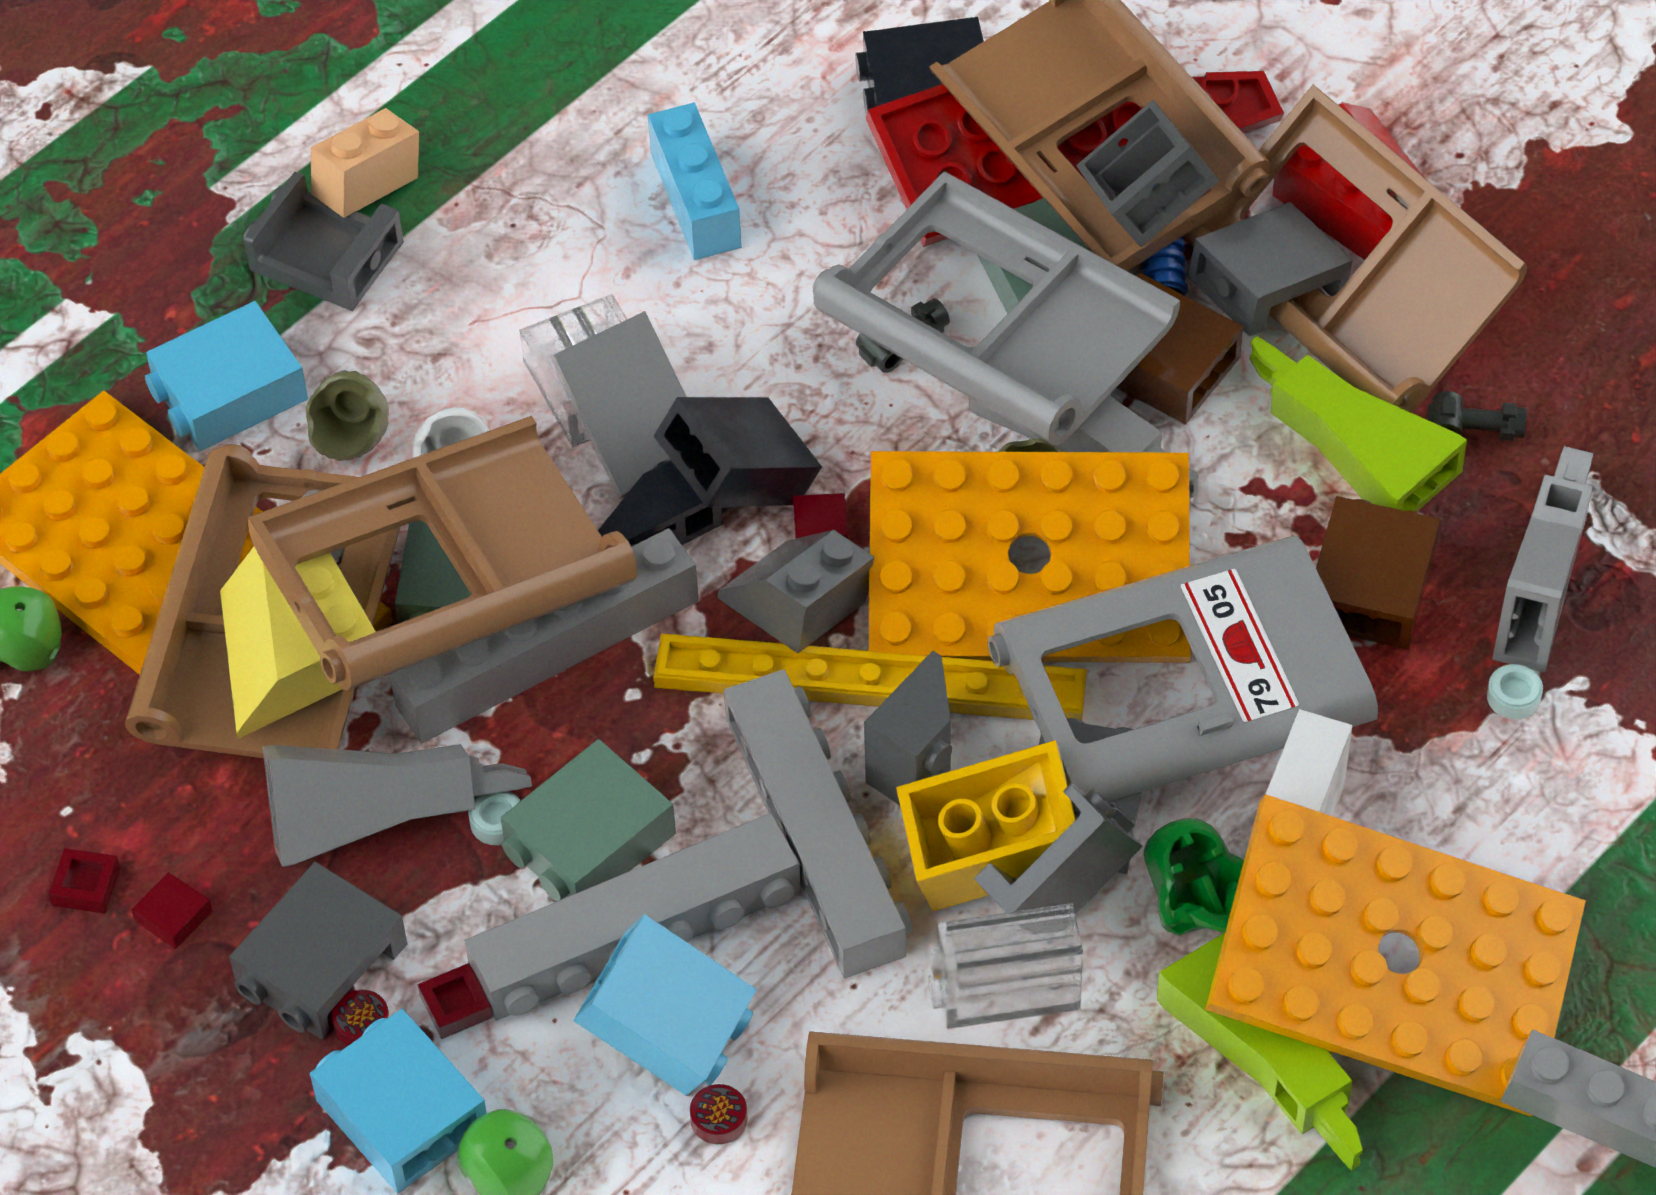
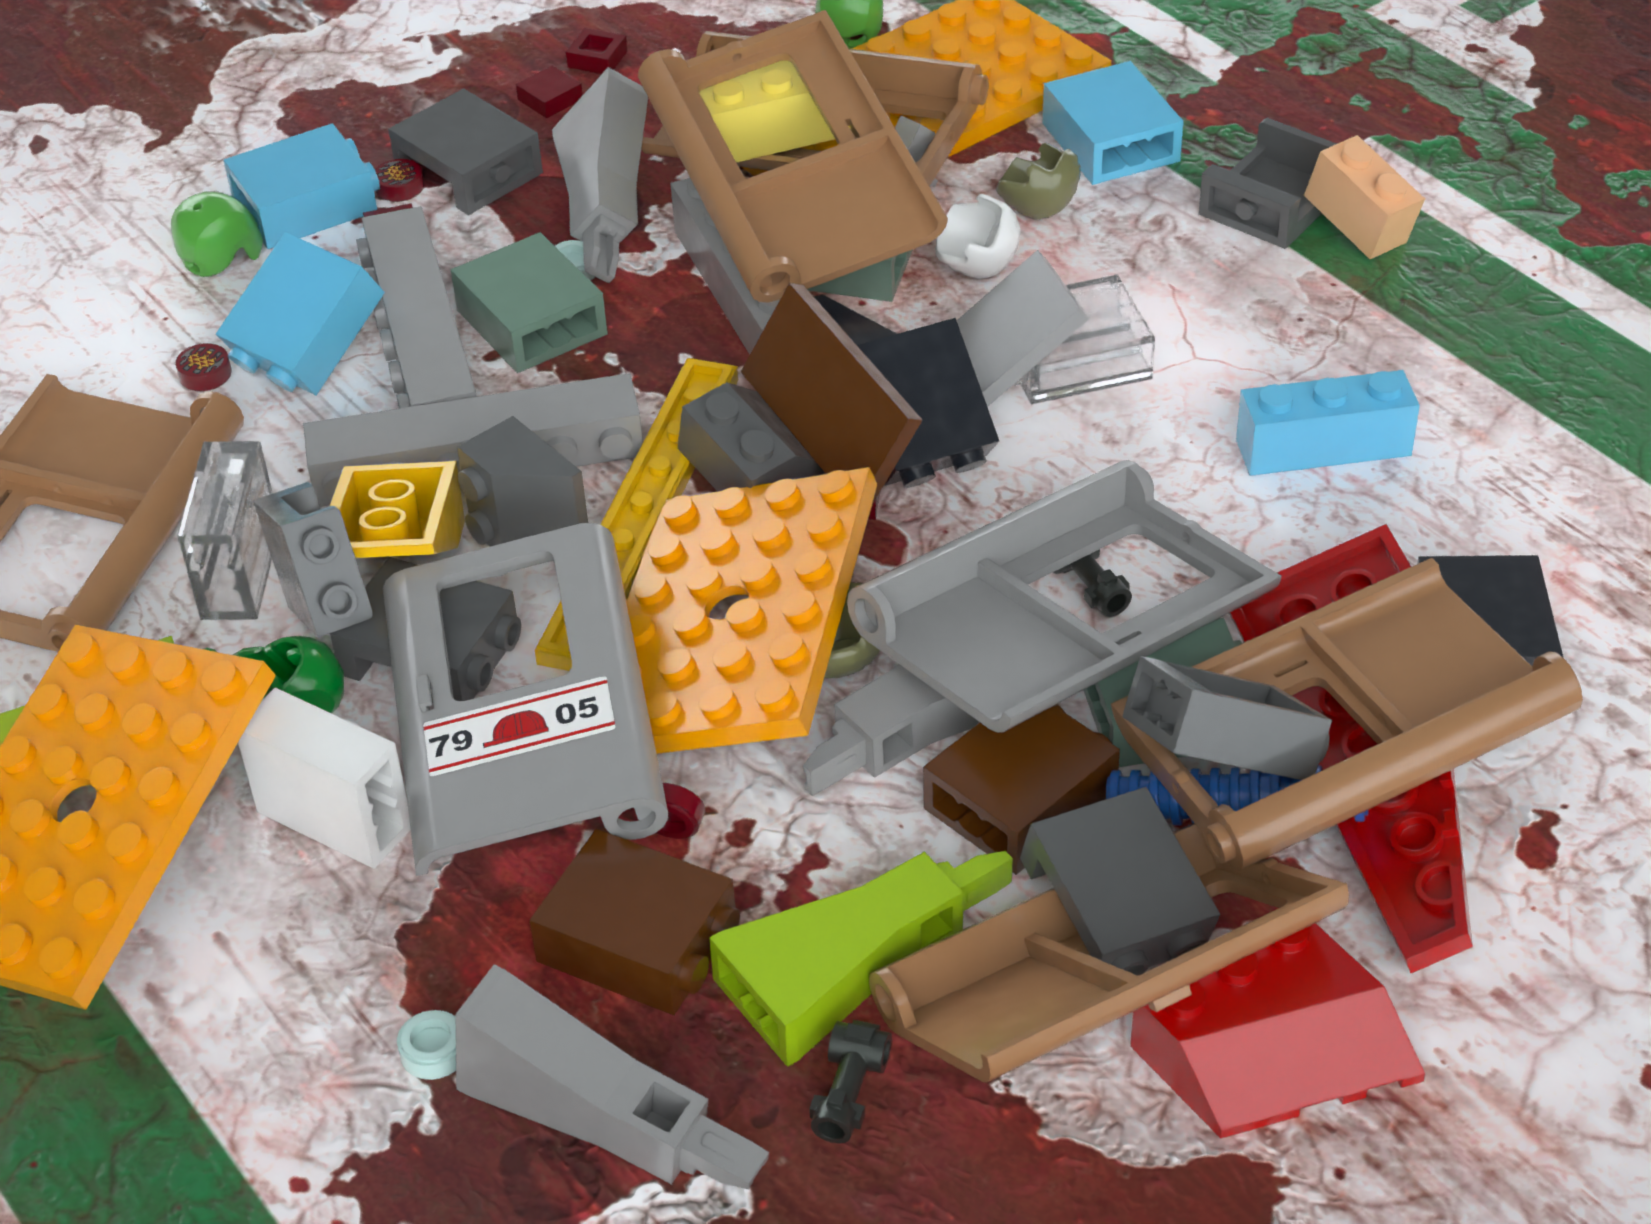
camera: 100 degrees right, 10 degrees down
(763, 503) = (829, 390): none -> reddish brown tile

